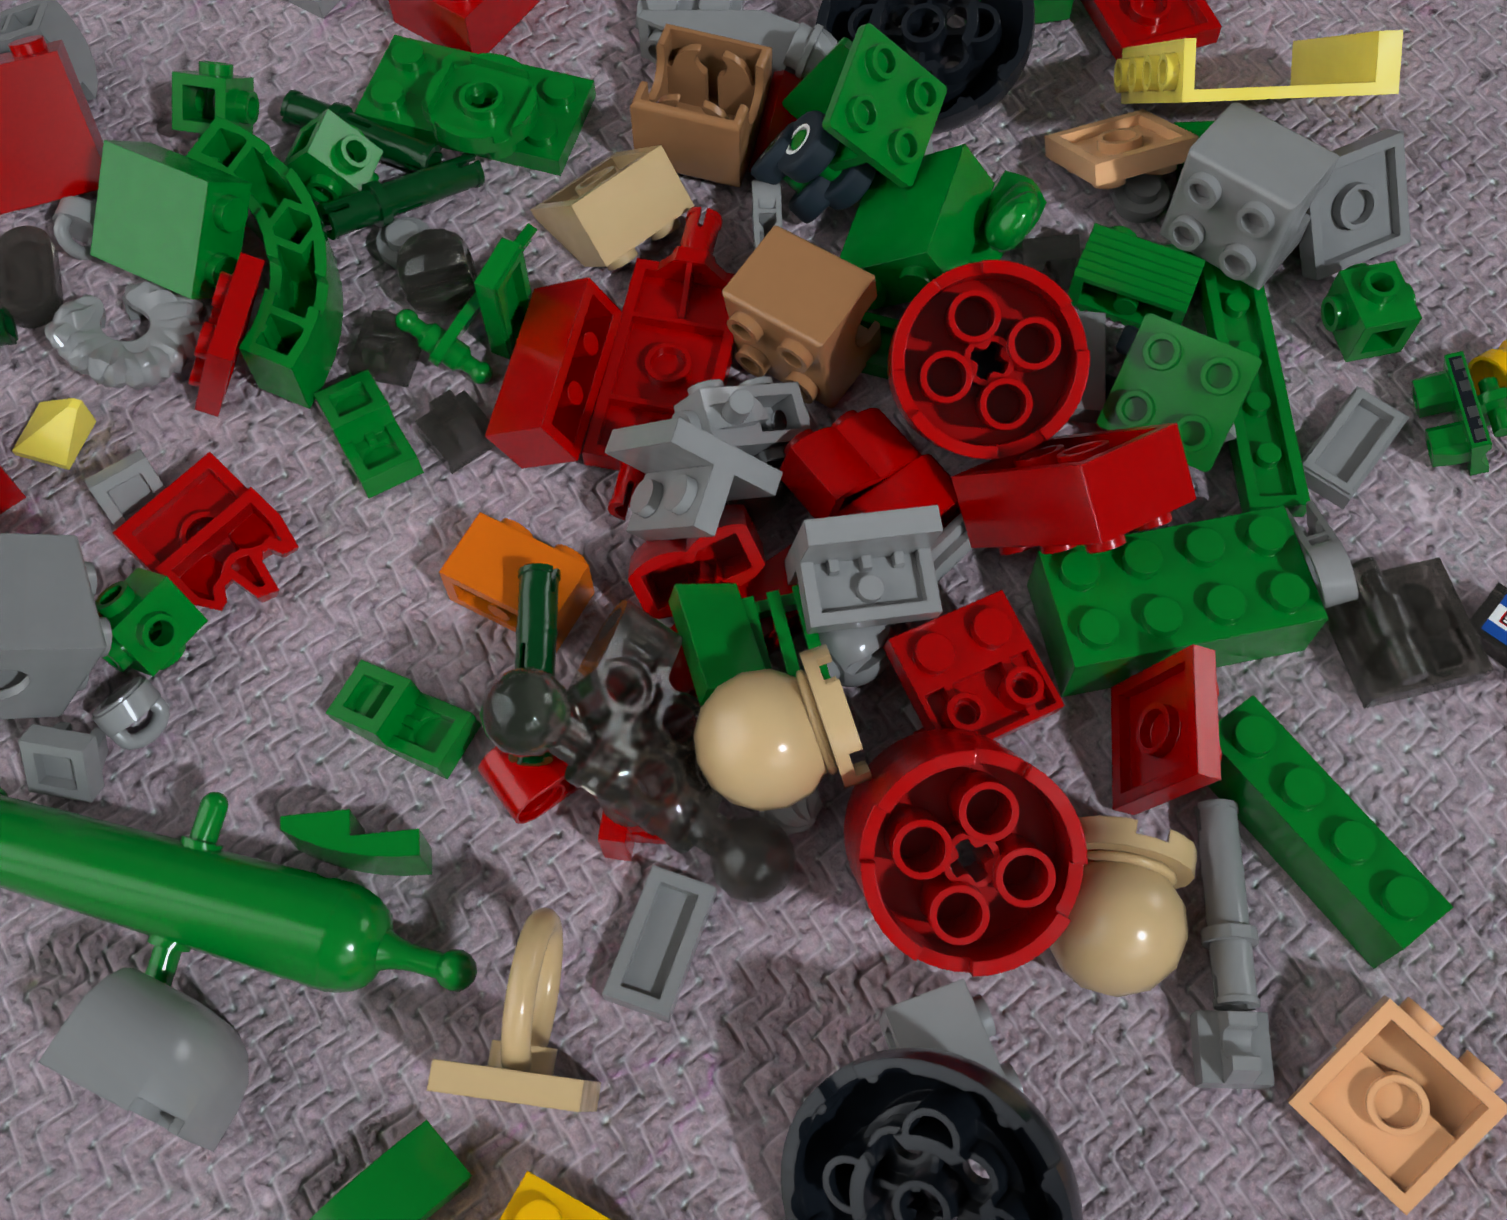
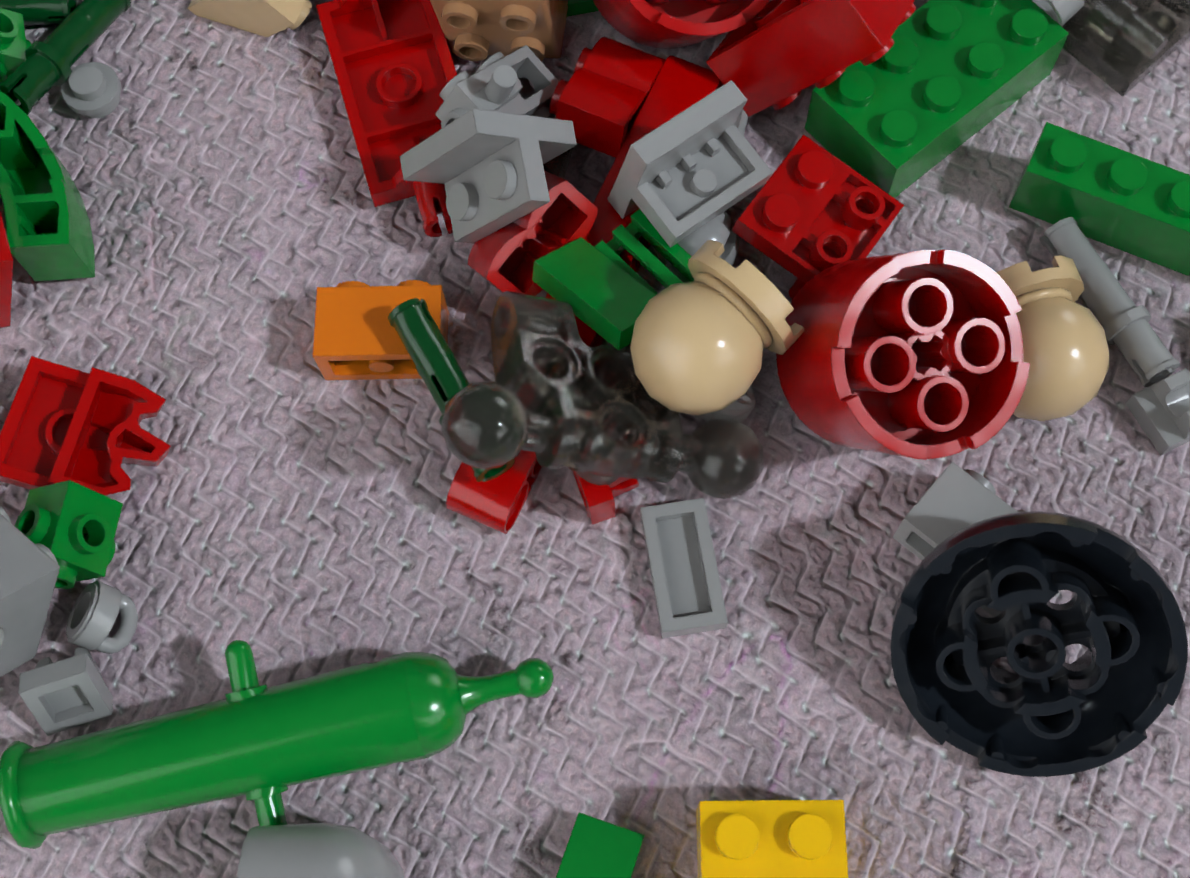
camera: 25 degrees left, 5 degrees up
(342, 841) = (358, 630): green slope -> none
(368, 433) = (163, 272): green slope -> none
(385, 350) = (133, 191): clear smoke tile -> none
(403, 719) = (348, 500): green slope -> none
(436, 272) = (141, 100): clear smoke piece -> none
(445, 345) = (187, 160): green piece -> none
(455, 429) = (243, 231): clear smoke tile -> none
(503, 296) = (224, 91): green tile -> none
(522, 1063) = (641, 722): tan tile -> none
(554, 374) = (306, 138): red brick -> none
(1165, 731) = (994, 184): red plate -> none

